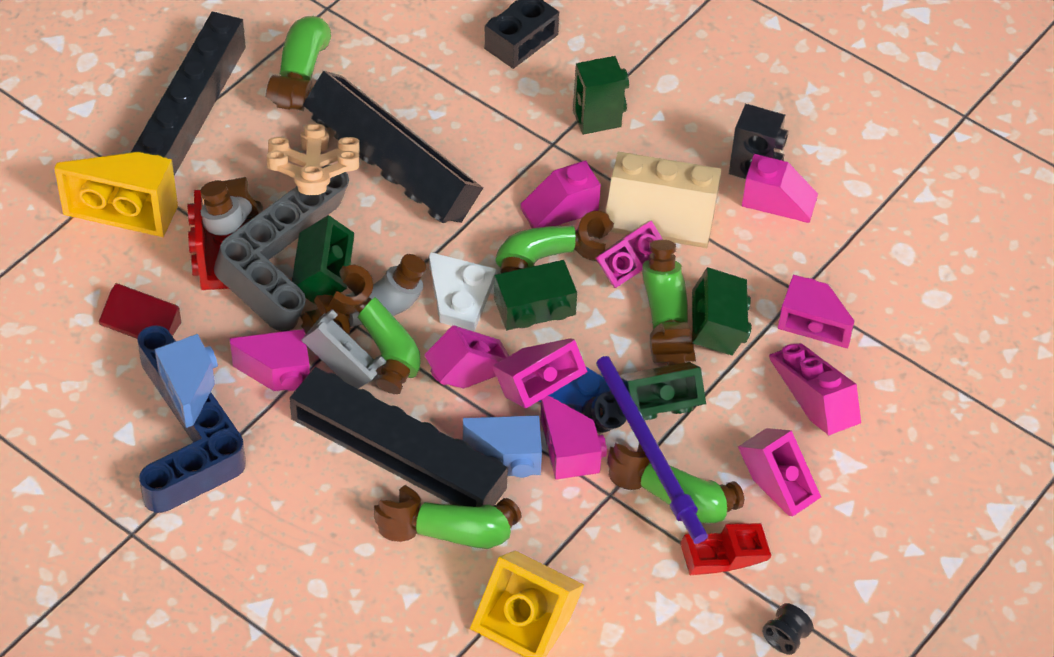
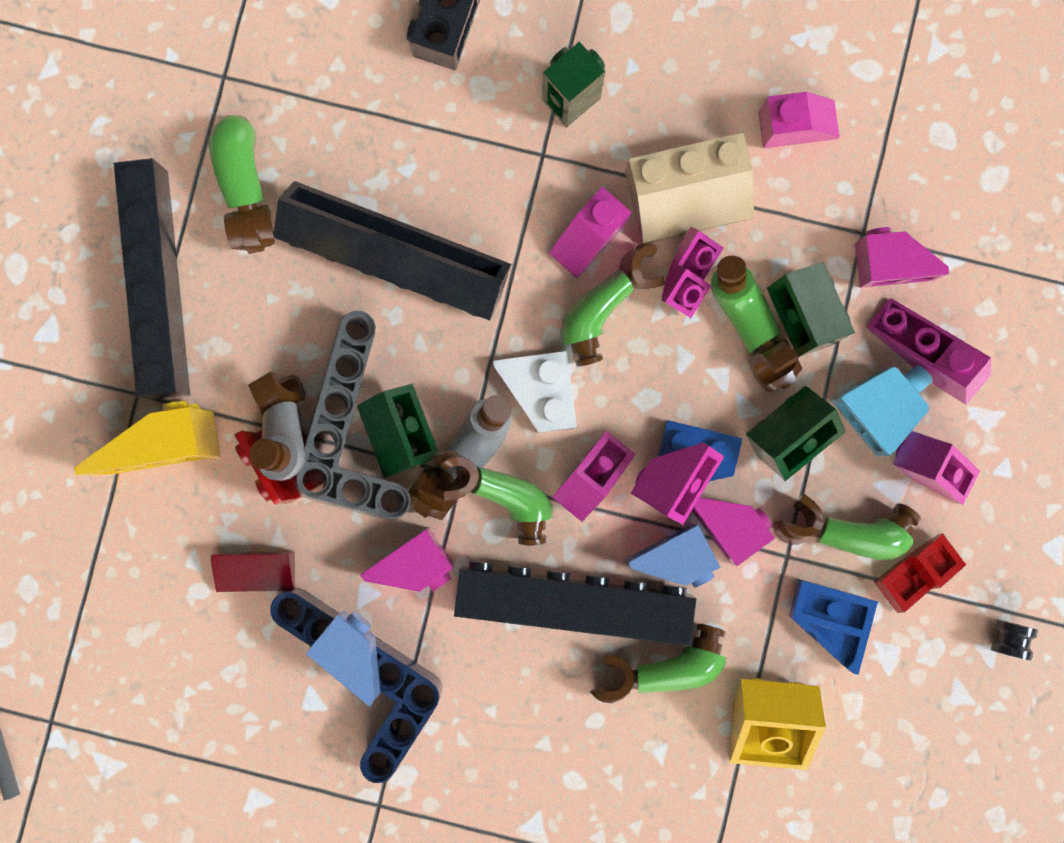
camera: 25 degrees left, 35 degrees up
(313, 178) = (307, 273): light nougat plant -> none
(341, 351) = (474, 532): light grey hinge -> none
(535, 295) = (624, 374): dark green brick -> none
(612, 414) = (751, 481): black wheel -> none
(626, 549) = (835, 621): none -> blue wing
(681, 503) = (880, 572): dark purple bar -> none
(752, 403) = (885, 407): none -> medium azure torso
(758, 133) = (763, 73): black brick -> none

